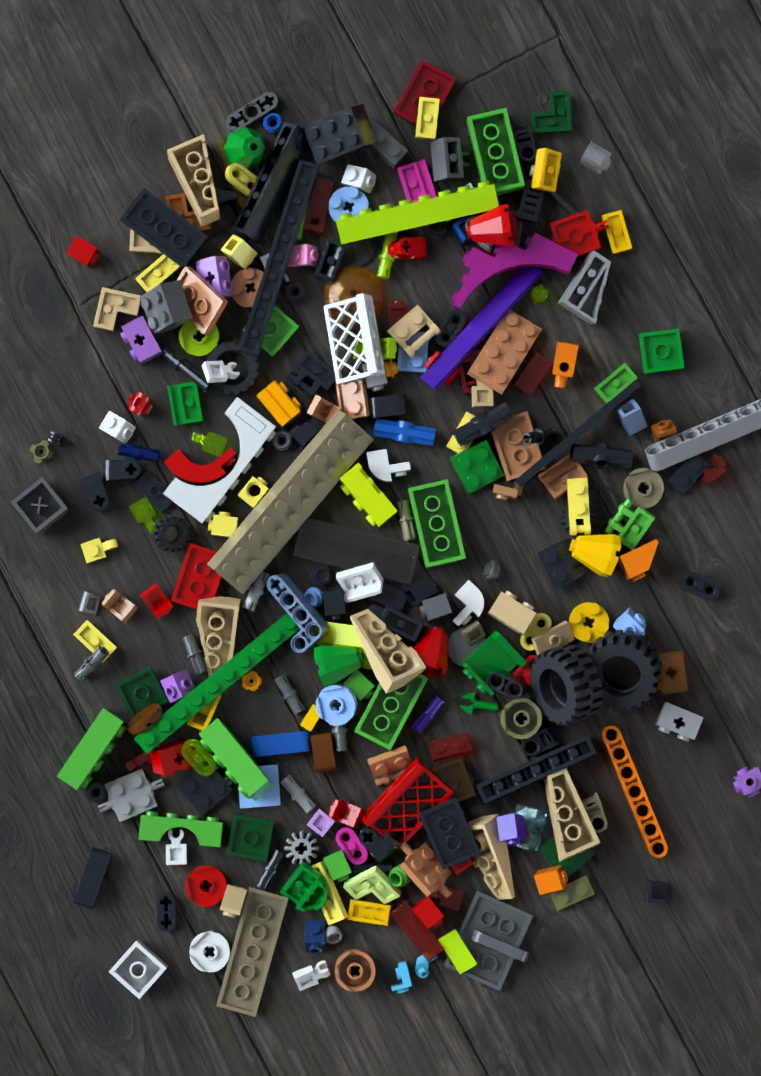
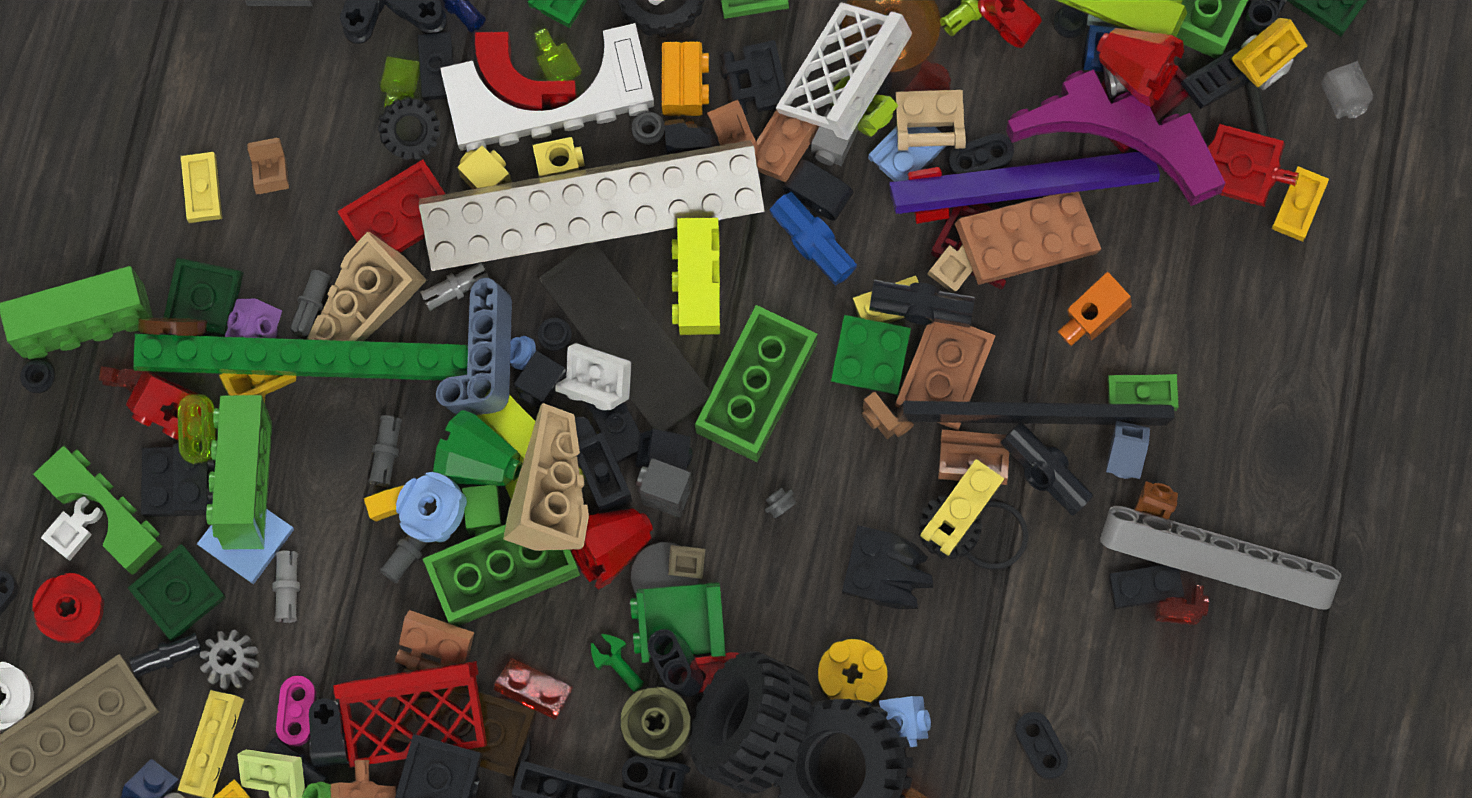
camera: 45 degrees right, 10 degrees down
(89, 603) = (235, 136): light grey slope -> none
(91, 663) = (171, 208): dark grey pin -> none
(95, 549) = (302, 77): light yellow plate -> none
(131, 795) = (76, 415): light grey plate -> none
(157, 601) = (320, 198): red bracket -> none
(233, 900) = (81, 652): tan slope -> none
(256, 681) = (351, 386): light orange plate -> none
(281, 743) = (320, 504): blue beam -> none
(306, 888) = (189, 716): green slope -> none
(320, 822) = (282, 647): lavender plate -> none
(323, 752) = (363, 559): reddish brown beam -> none
(337, 866) = (255, 721): bright green brick -> none
(346, 813) = (324, 660): red bracket -> none
(380, 467) = (745, 260): white brick -> none
(390, 368) = (861, 146): light orange plate -> none
(391, 839) = (351, 738): black tile -> none
(406, 520) = (721, 350): dark tan axle -> none
(427, 714) = (540, 621): dark purple axle -> none
(472, 599) = (721, 523): white brick -> none
(512, 613) = (758, 574): tan brick -> none
(533, 374) = (1041, 296): clear red plate -> none
(533, 630) = (770, 627): light yellow plate -> none
(539, 294) = (1133, 202): clear neon green plate -> none
(539, 436) = (984, 377): black pin -> none
(553, 637) = (793, 652): tan plate -> none
(586, 288) = (1200, 240): light grey wedge -> none
(597, 552) = (936, 584): yellow cone -> none
(635, 527) = (1015, 597): bright green plate -> none
(638, 561) = (984, 641): orange slope -> none
(649, 478) = (1087, 549): dark tan plate -> none
(661, 351) = (1237, 399): green plate -> none

